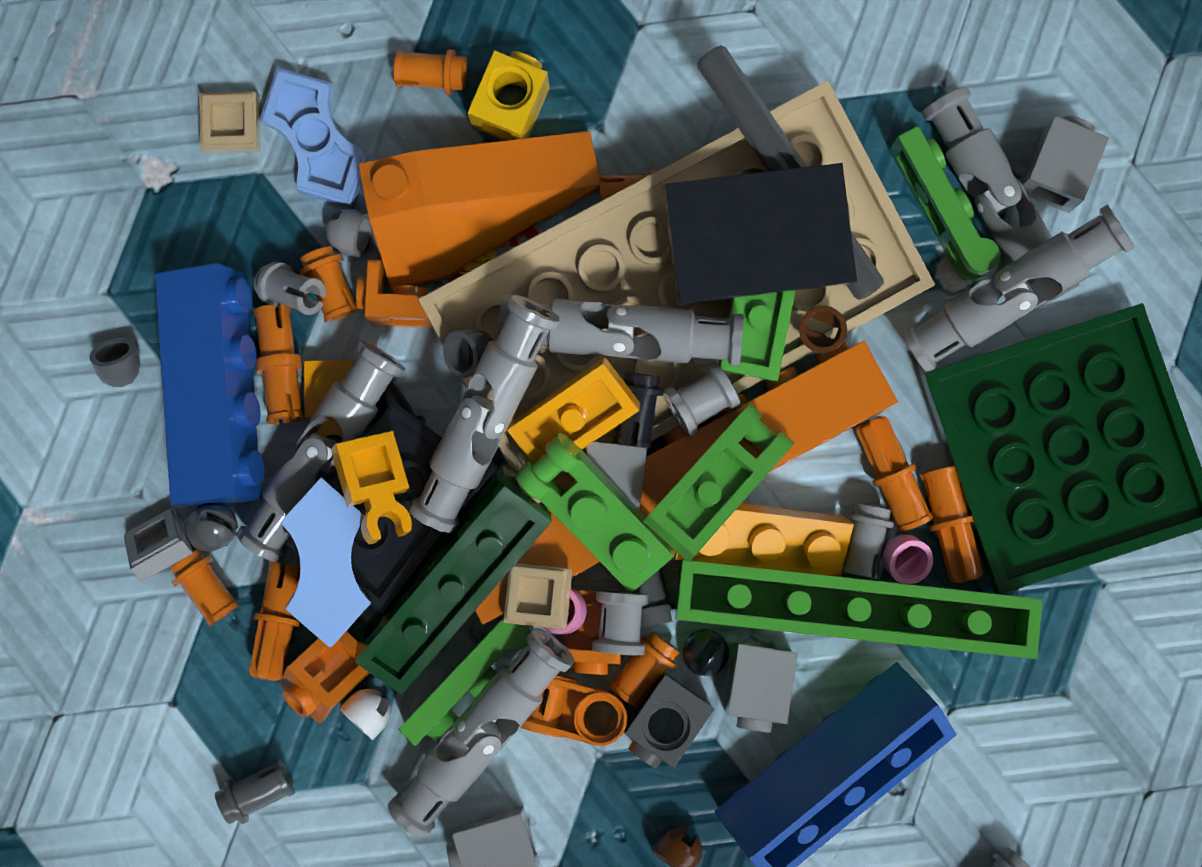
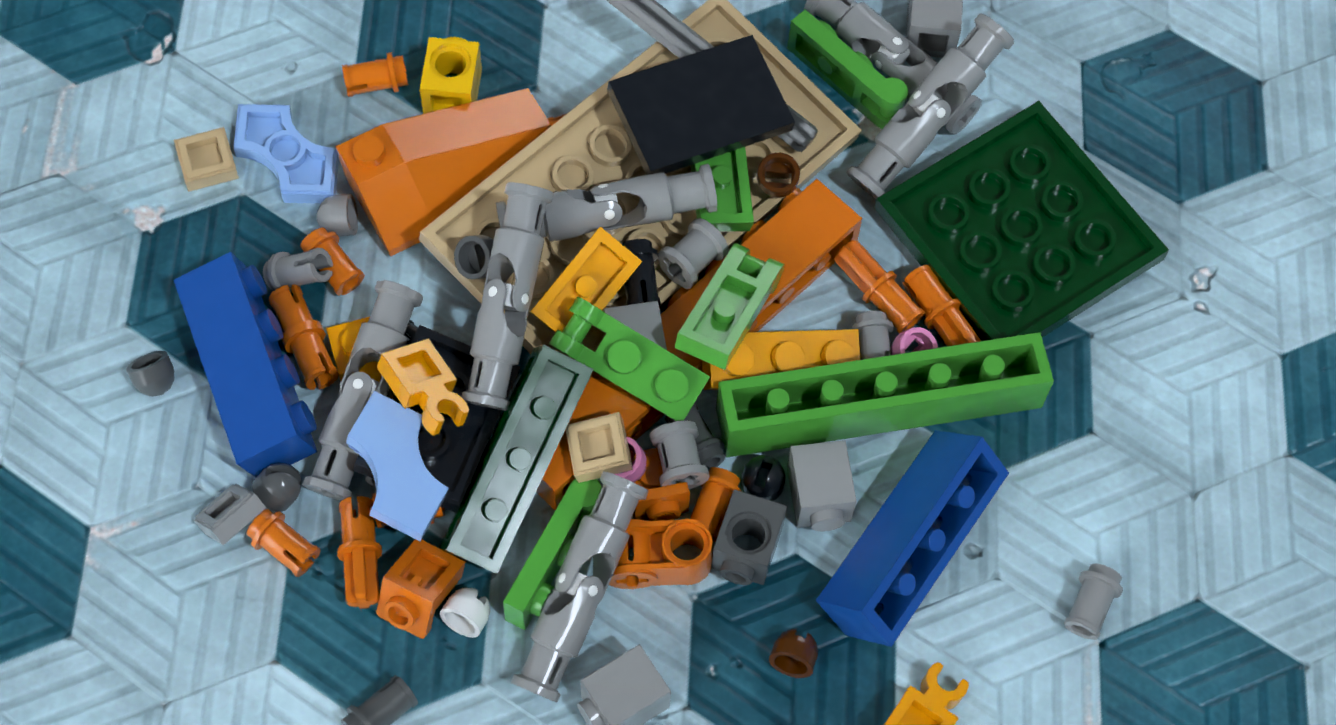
camera: 25 degrees left, 20 degrees down
(389, 310) = (402, 262): orange bracket -> none

